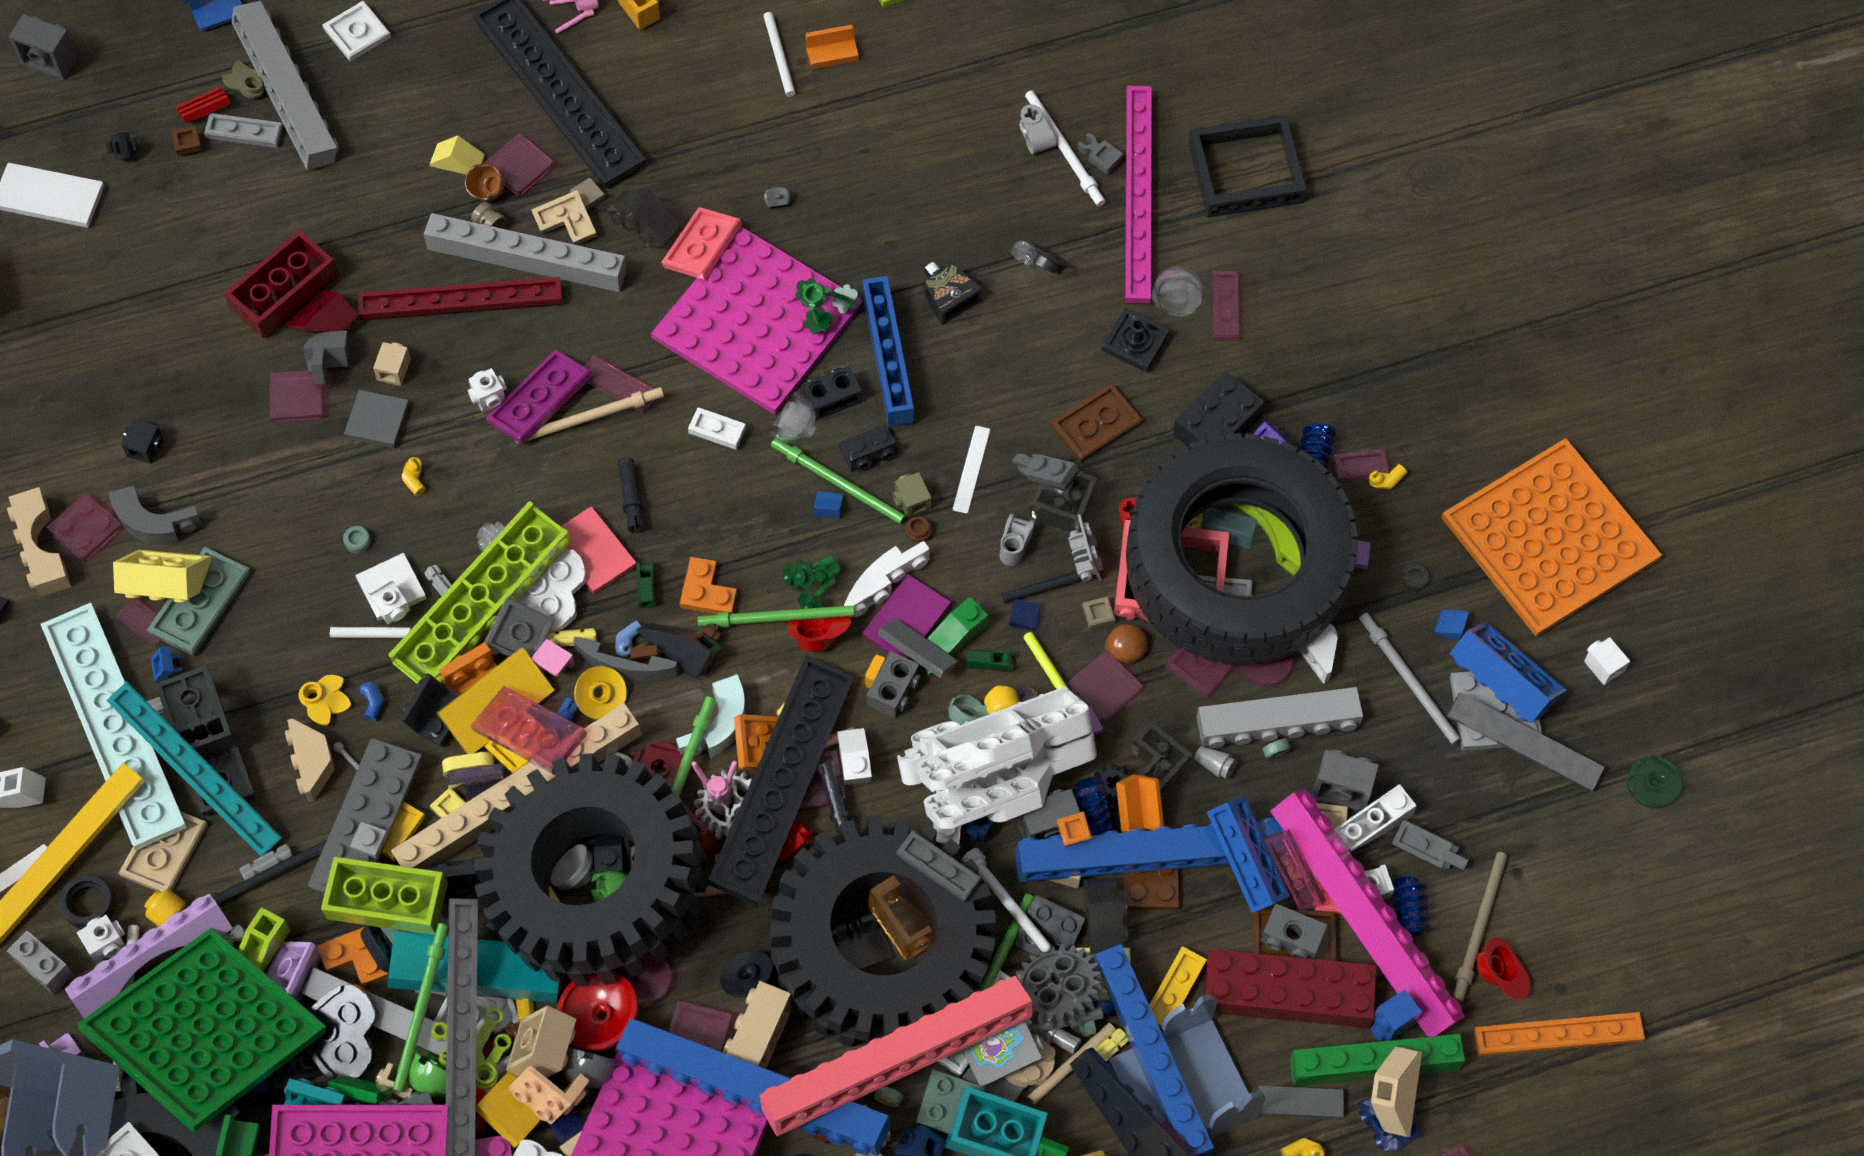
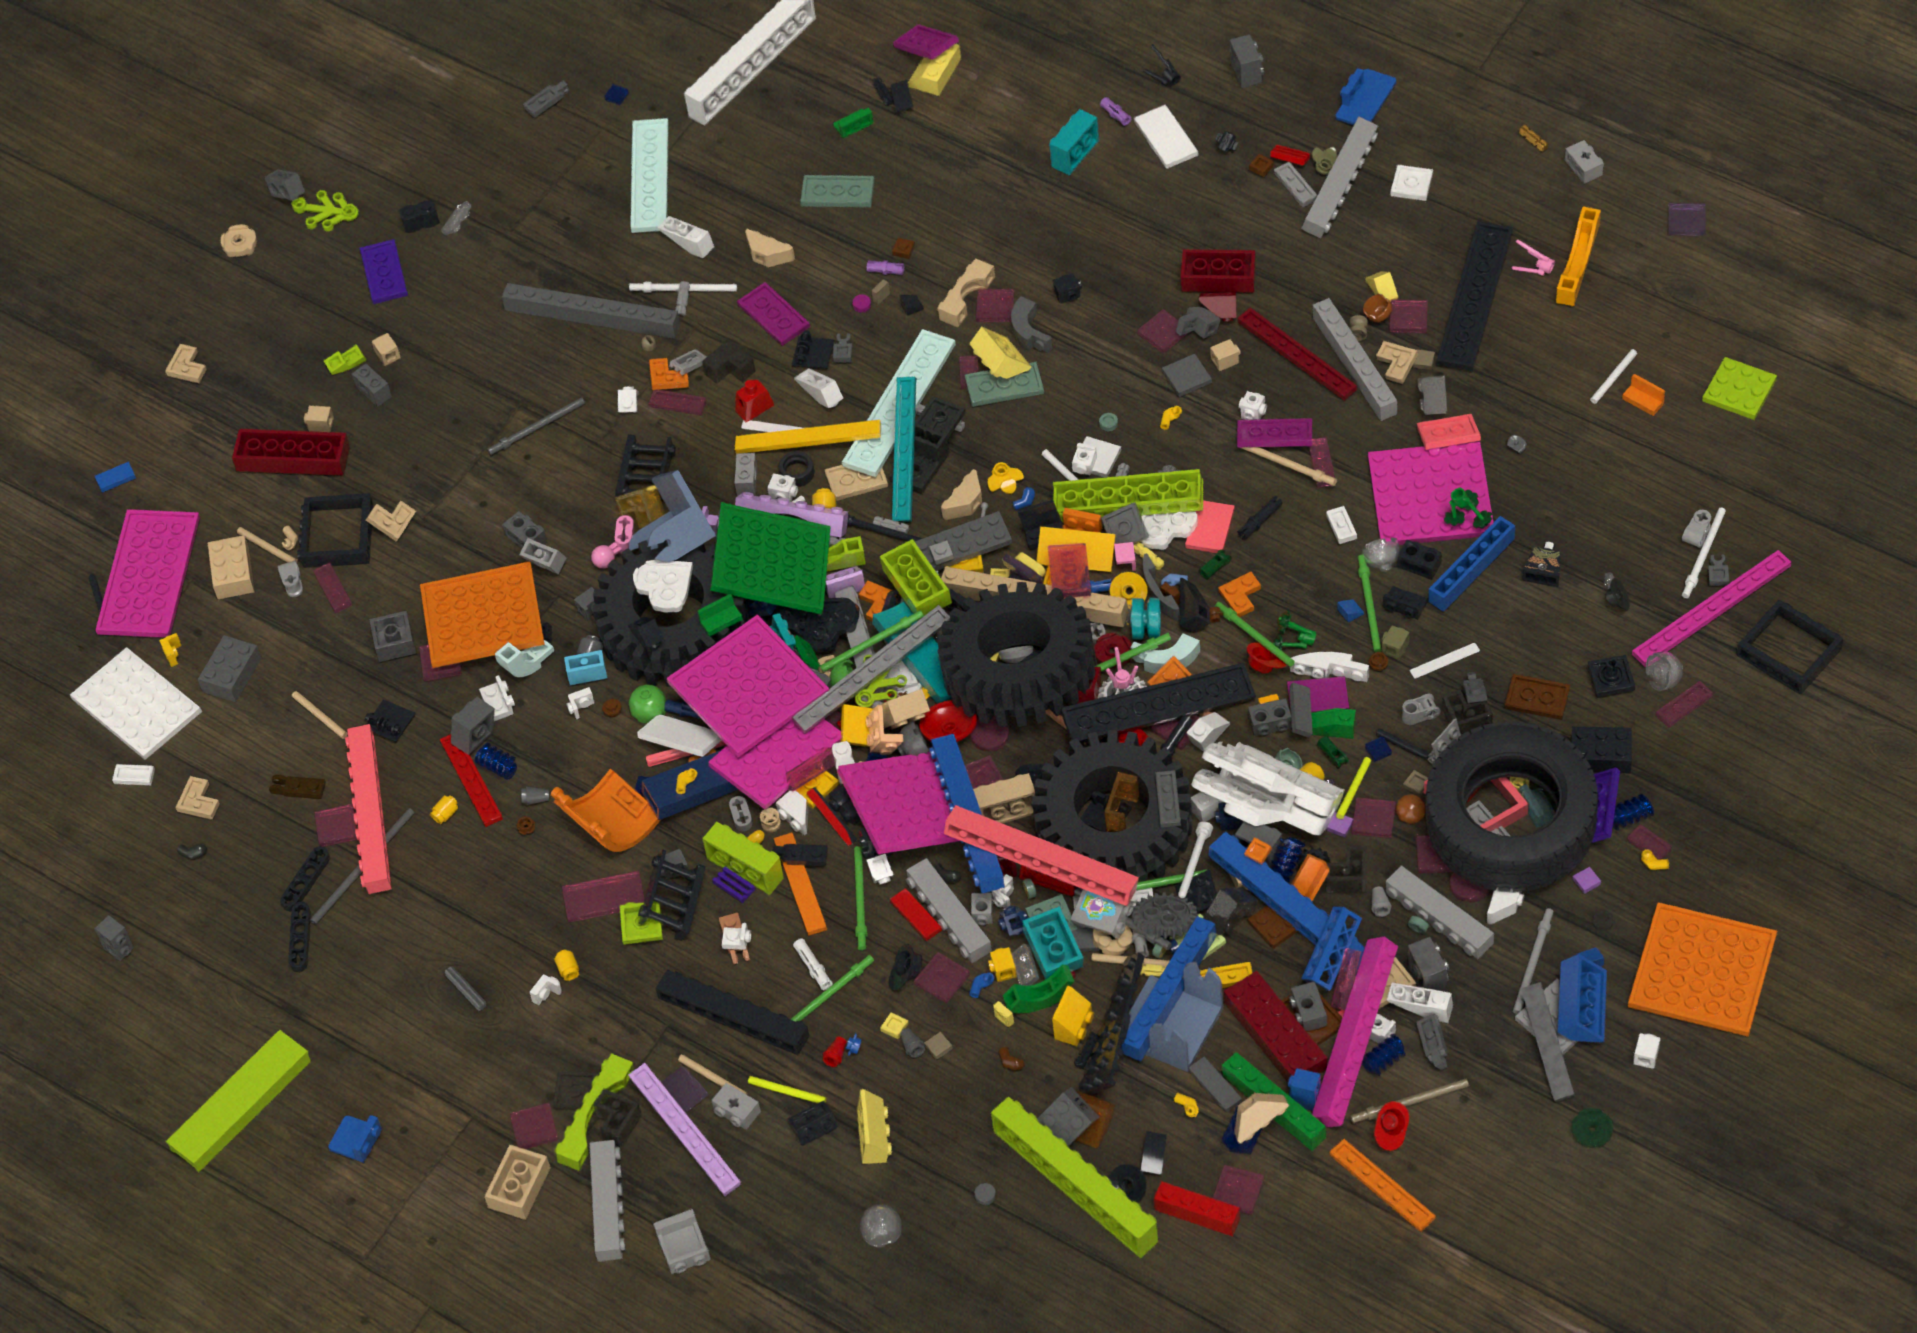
camera: 60 degrees right, 10 degrees down
(163, 666) = (954, 395): blue tile -> none
(659, 703) = (1144, 618): none -> teal wheel

